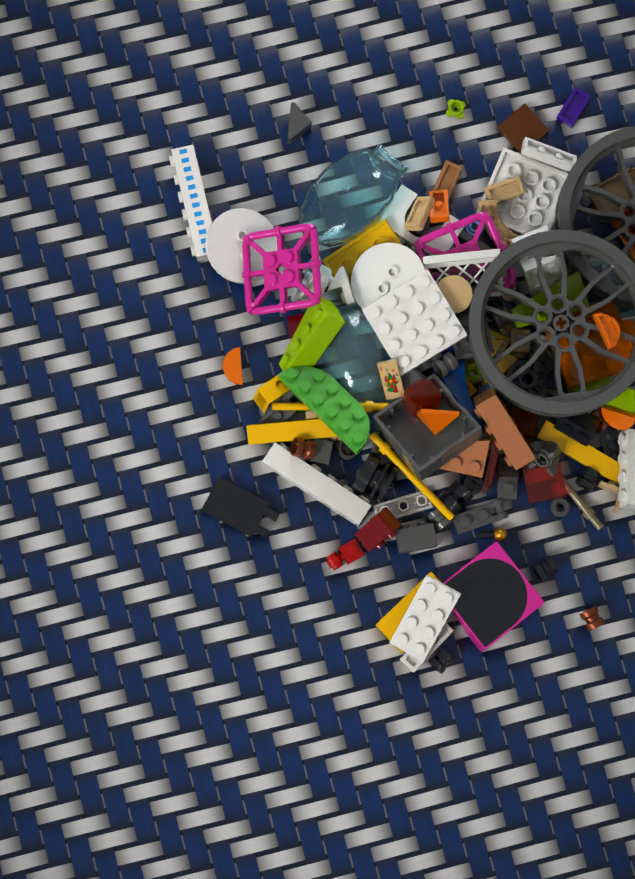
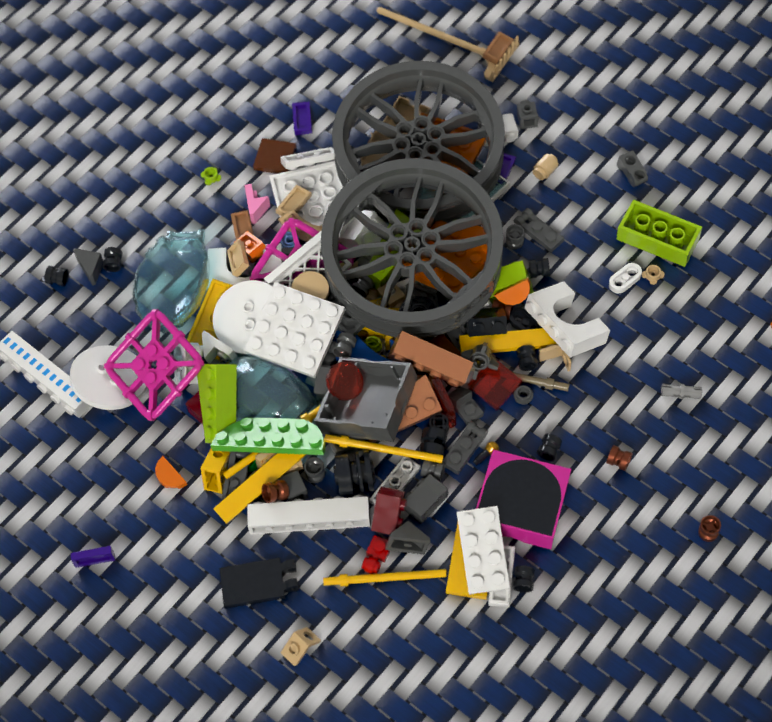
camera: 25 degrees left, 20 degrees down
(129, 395) = (92, 556): none -> dark purple tile
(234, 585) = (298, 645): none -> tan bracket
(263, 115) = (55, 275): none -> black wheel
(306, 557) = (344, 579): none -> yellow bar
(318, 133) = (112, 259): none -> black wheel
(377, 563) = (408, 539): none -> dark grey slope
(391, 379) = (308, 384): tan tile -> none
(437, 419) = (368, 386): orange slope -> none
(470, 169) = (256, 205): none -> bright pink slope
(608, 329) = (452, 221): orange tile -> none
(616, 730) = (708, 524): none -> copper wheel

